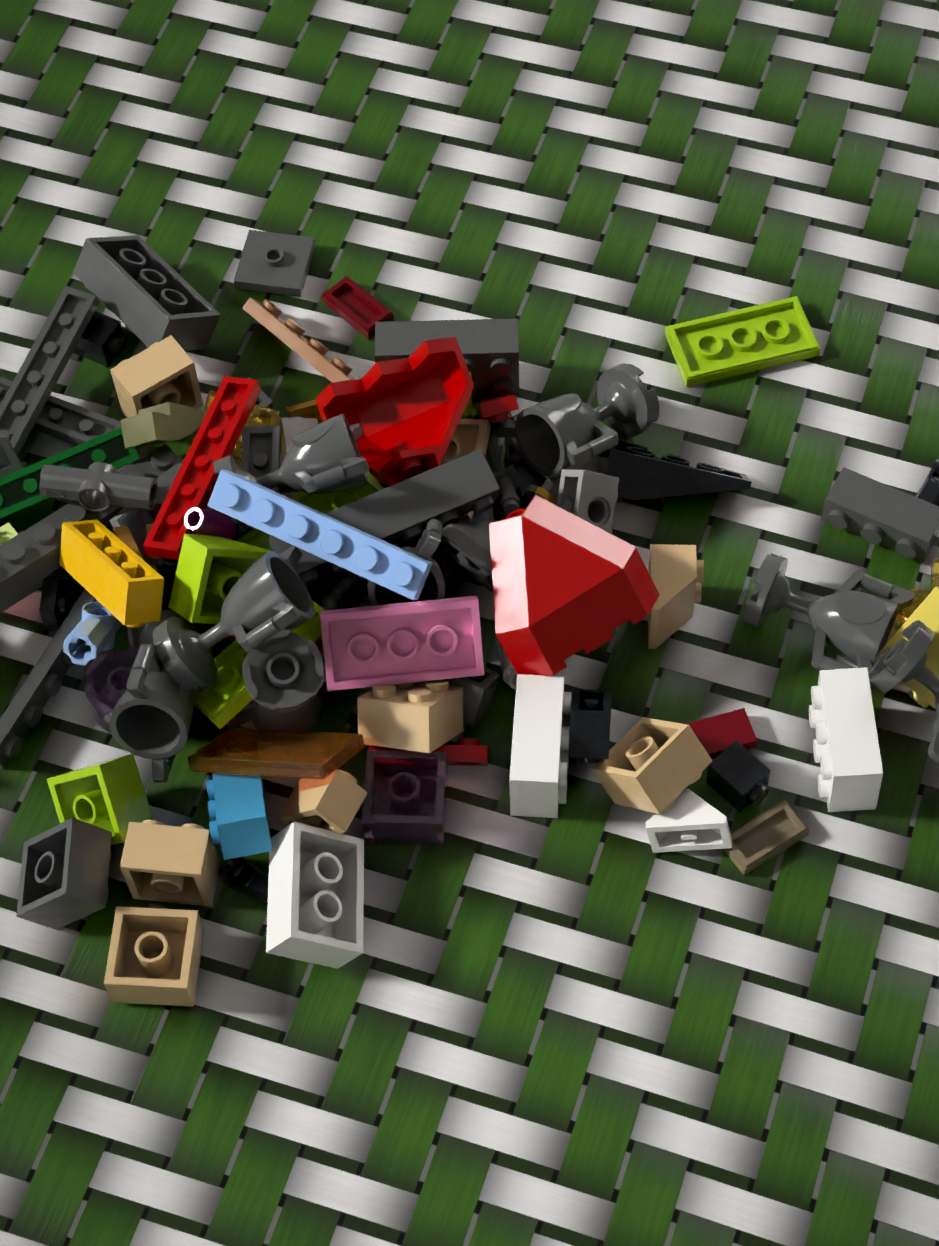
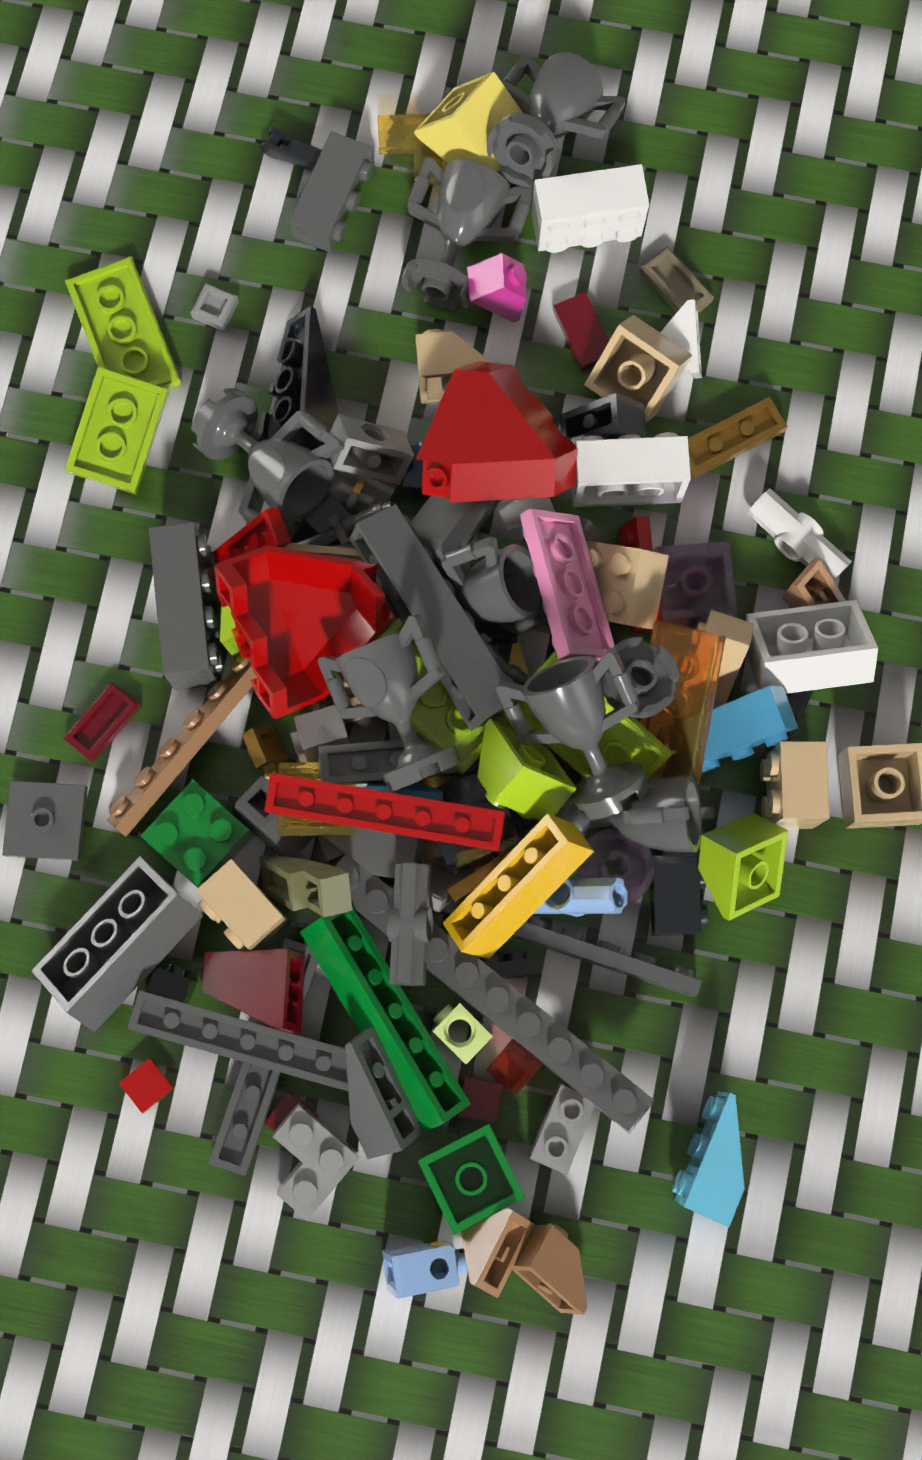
camera: 100 degrees left, 20 degrees up
(24, 322) = (146, 1085): none -> red tile
(64, 874) = (824, 881): dark grey brick -> none
(78, 394) = (259, 984): none -> dark red slope
(78, 743) = (677, 897): none -> black brick
(210, 523) = (461, 786): magenta cone -> none
(237, 352) = (197, 834): none -> green brick
(320, 534) = (486, 663): light blue plate -> none
(385, 922) = (813, 587): none -> medium nougat slope
(449, 918) = (796, 534): none -> white piece
(574, 865) = (734, 436): none -> pearl gold plate
(634, 324) = (117, 430): none -> lime plate
(739, 777) = (627, 298): black brick -> none
(754, 643) = (499, 286): none -> dark pink slope
(764, 415) = (214, 307): none -> light grey tile

